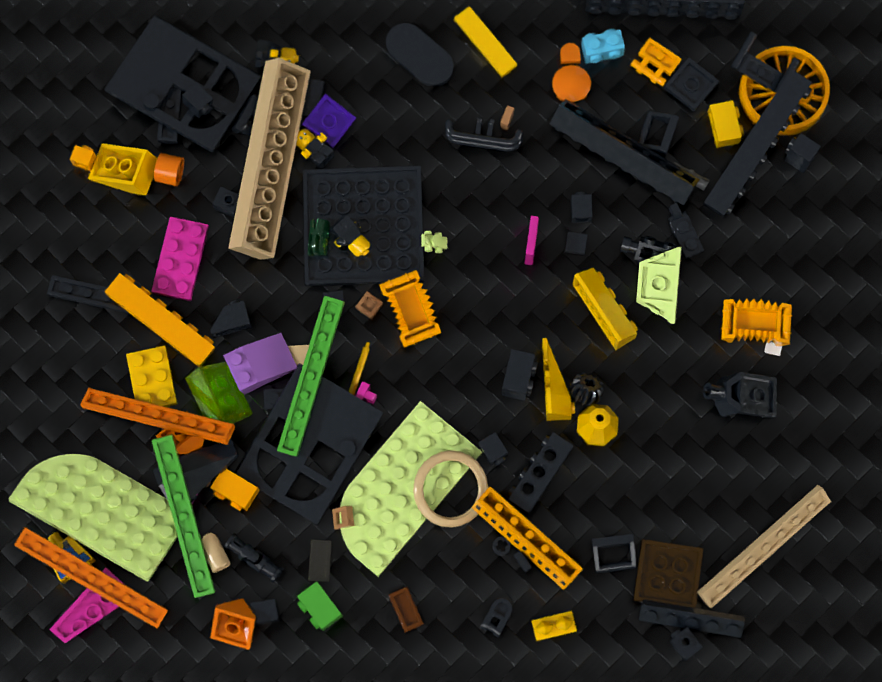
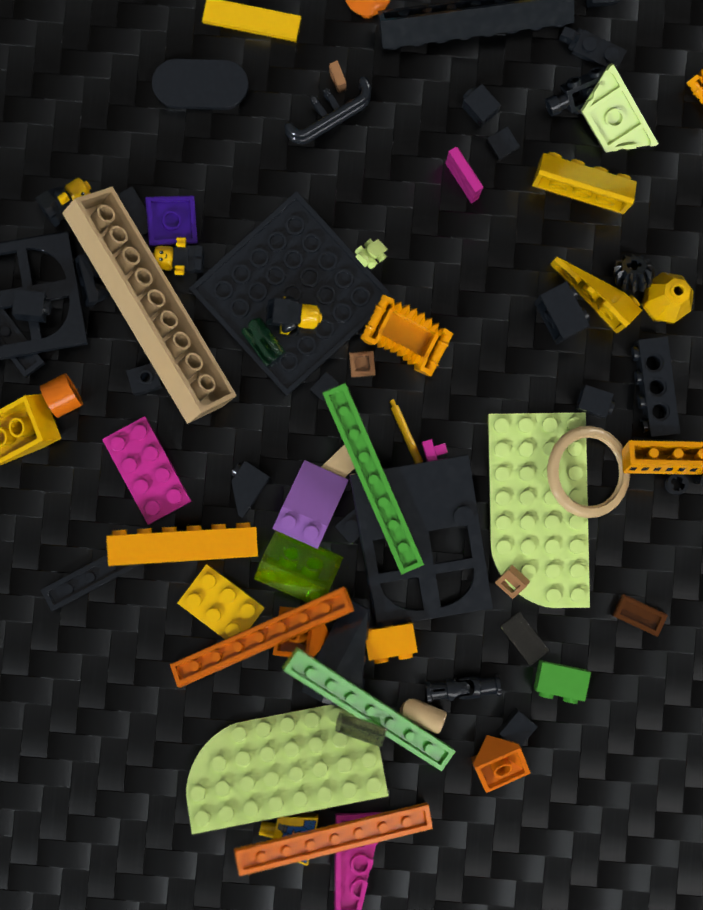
camera: 45 degrees left, 10 degrees up
(167, 523) = (360, 729): none -> clear smoke tile

